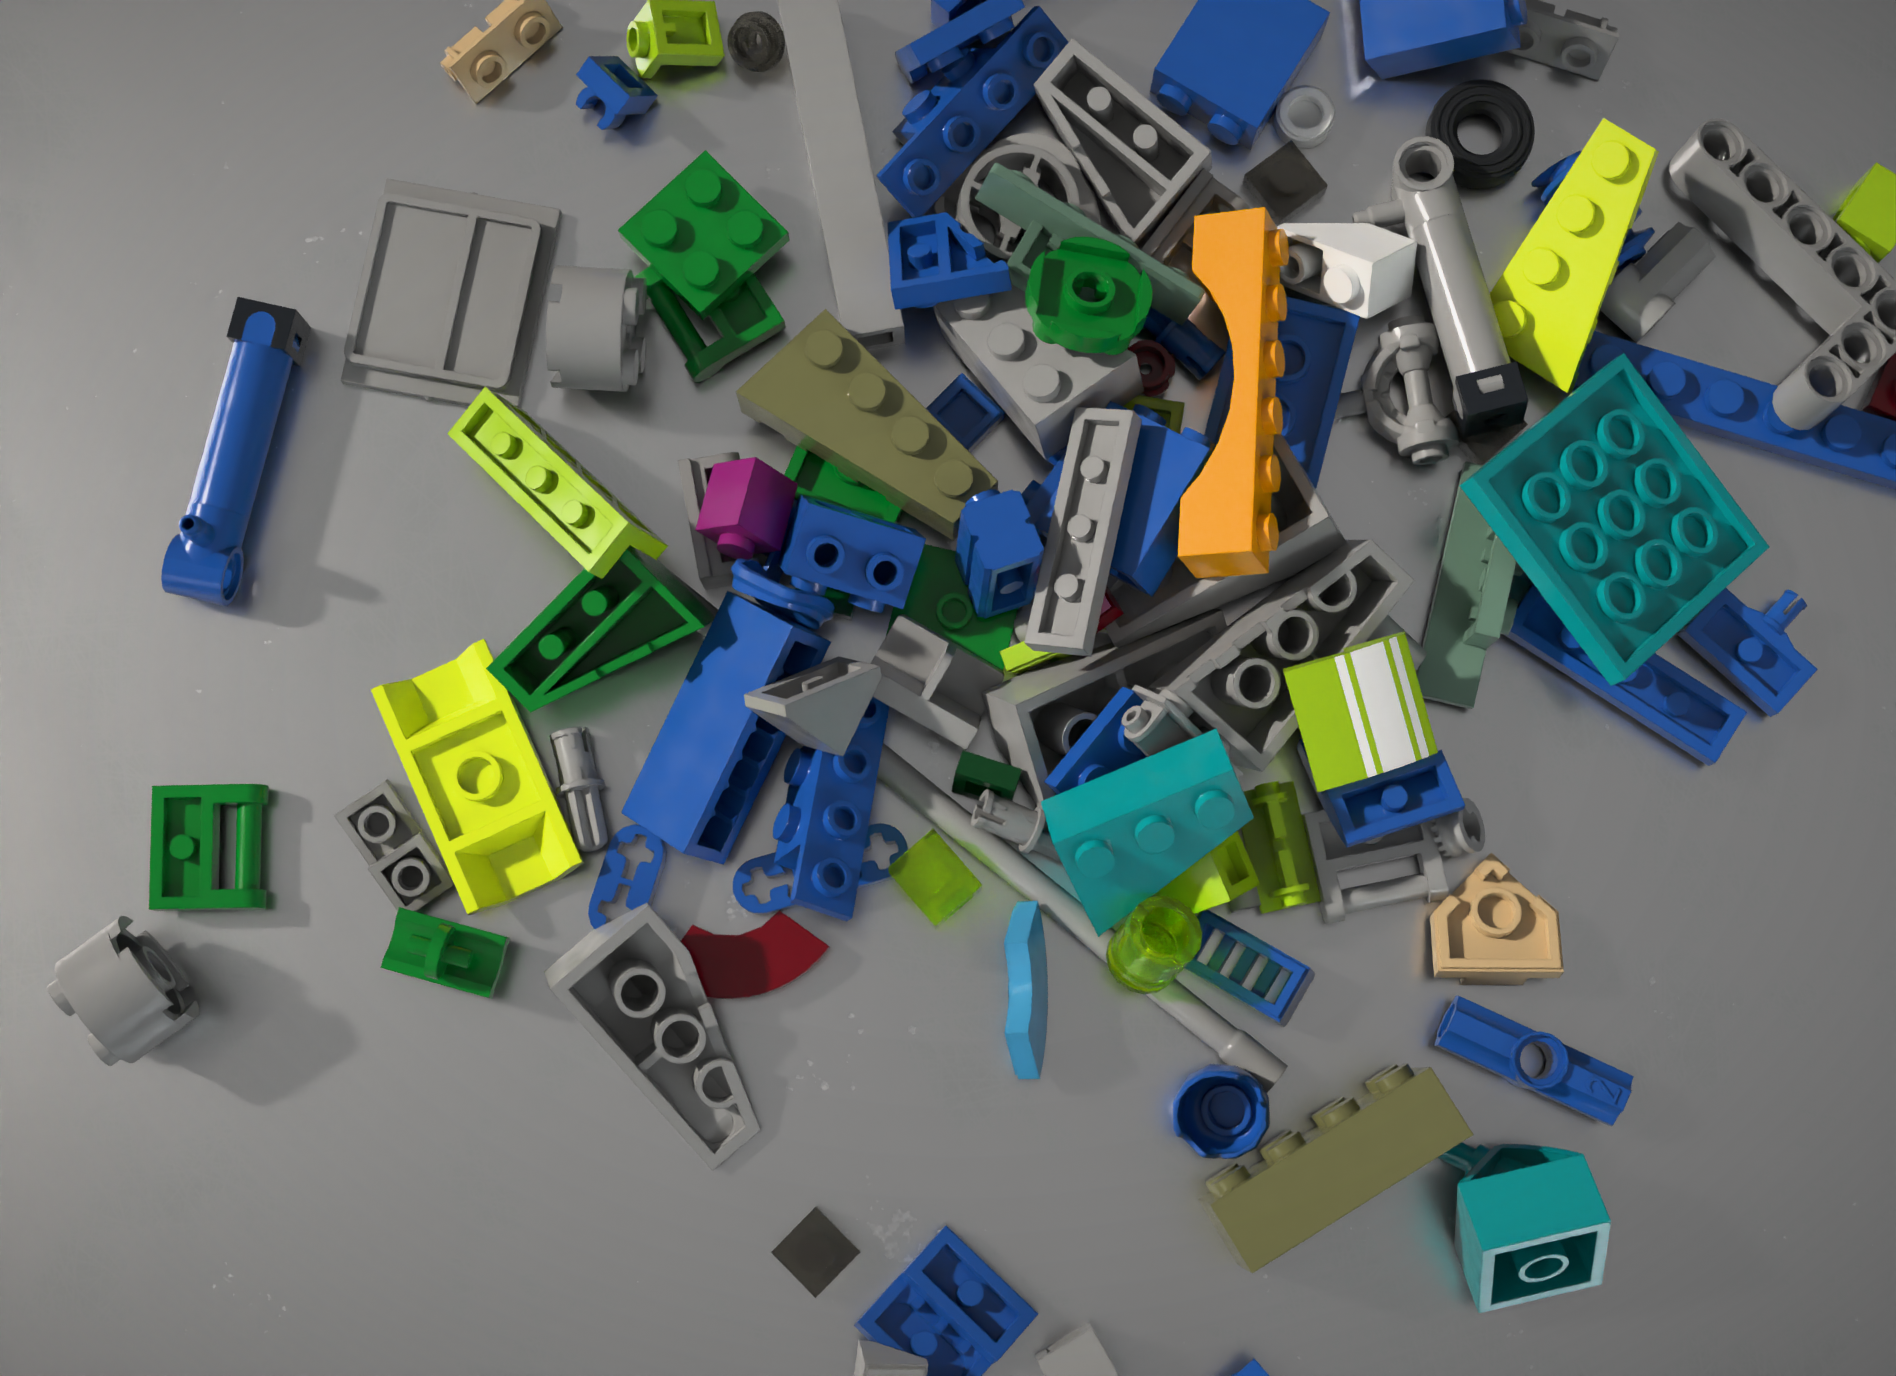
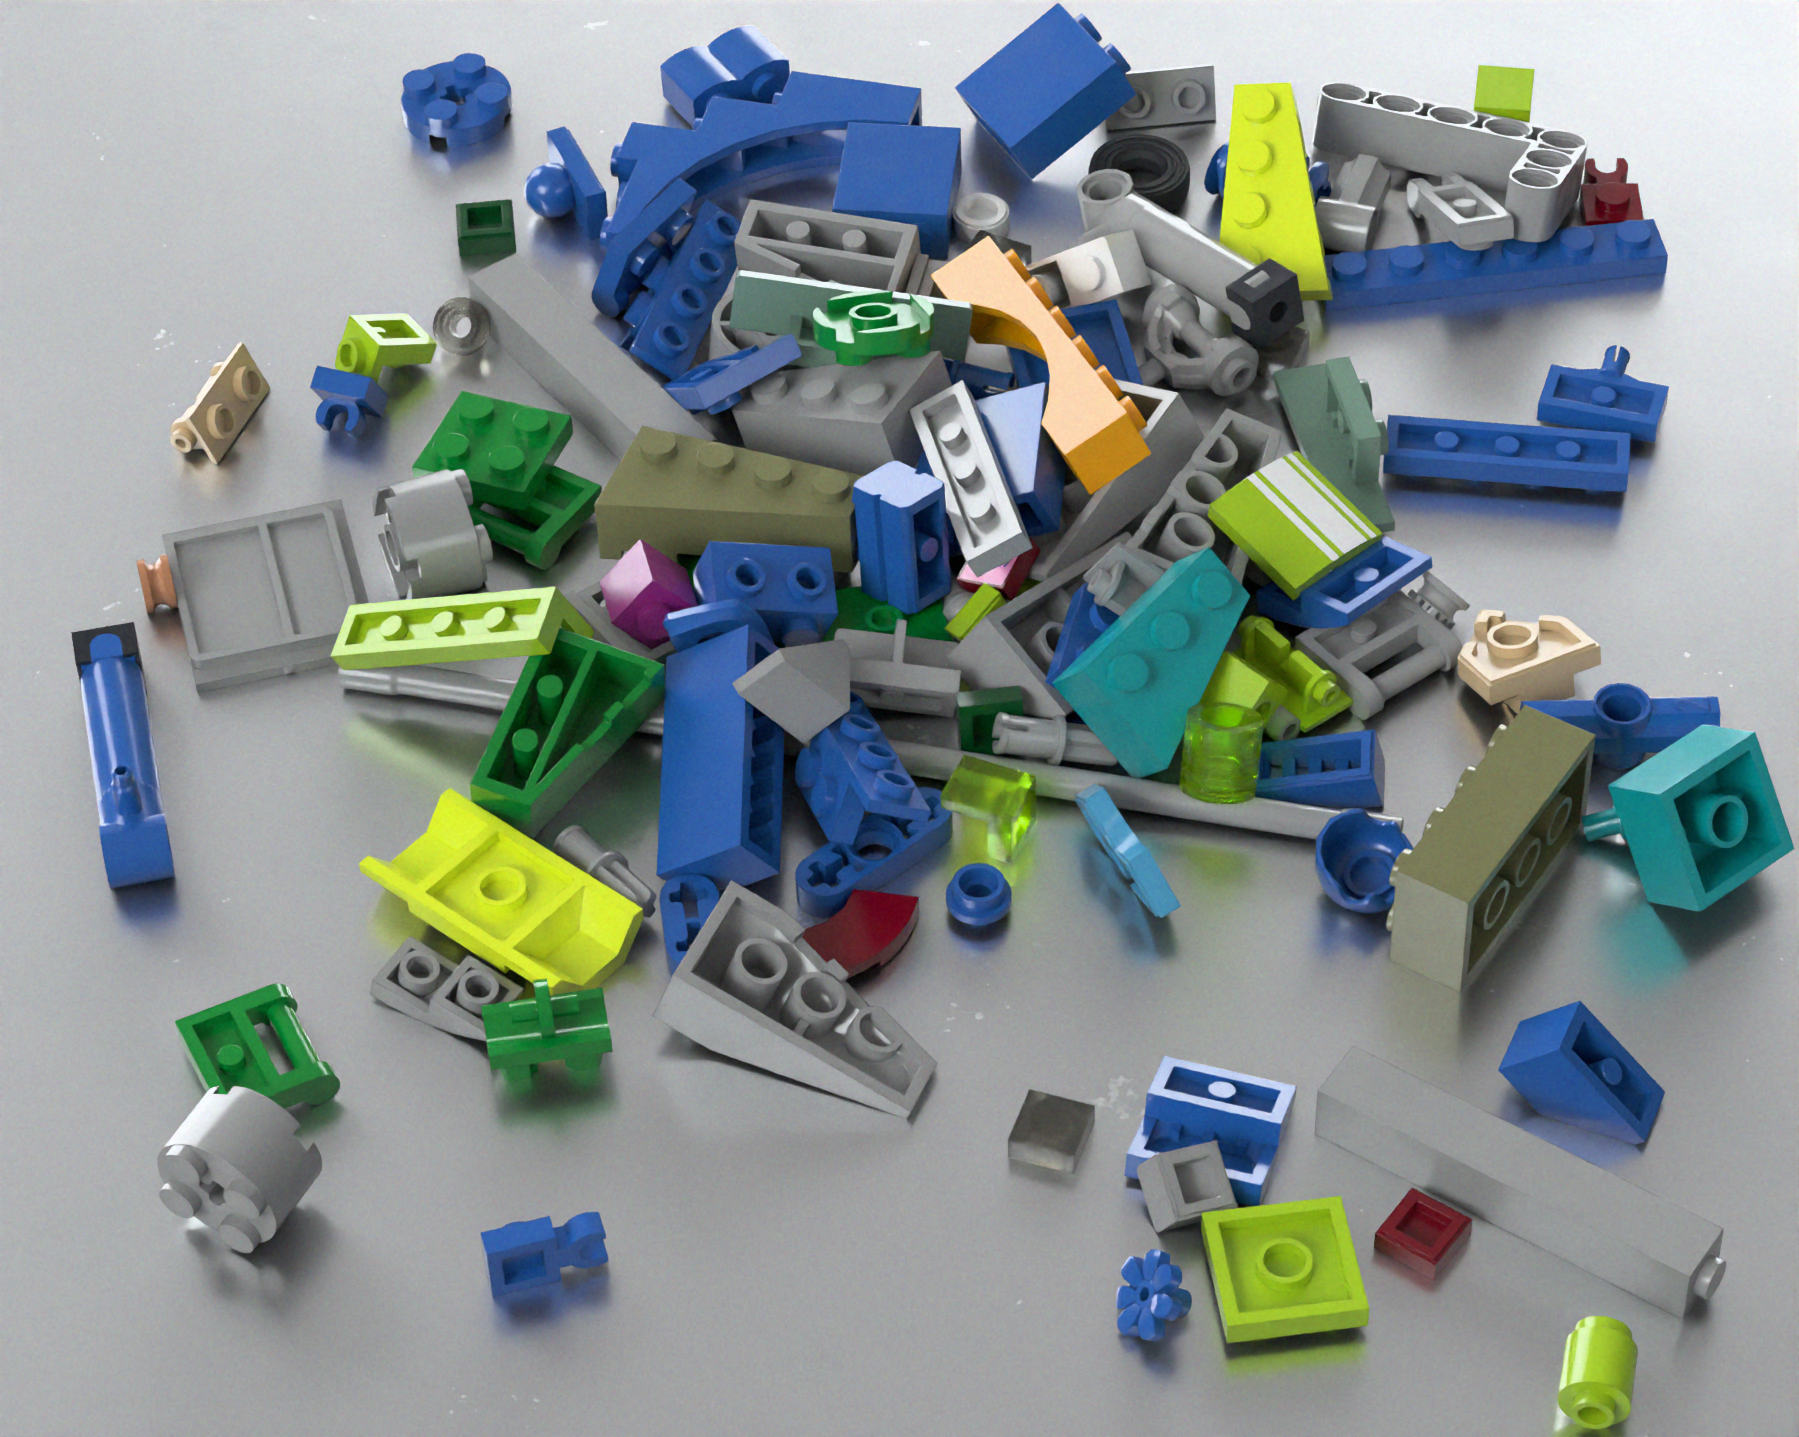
camera: 25 degrees left, 35 degrees down
(326, 1176) = (533, 1251): none -> blue plate
(348, 248) = (157, 584): none -> nougat bush
(878, 946) = (978, 894): none -> blue plate
(1615, 518) = (1424, 335): teal plate -> none
(1748, 351) = (1460, 211): none -> light grey hinge

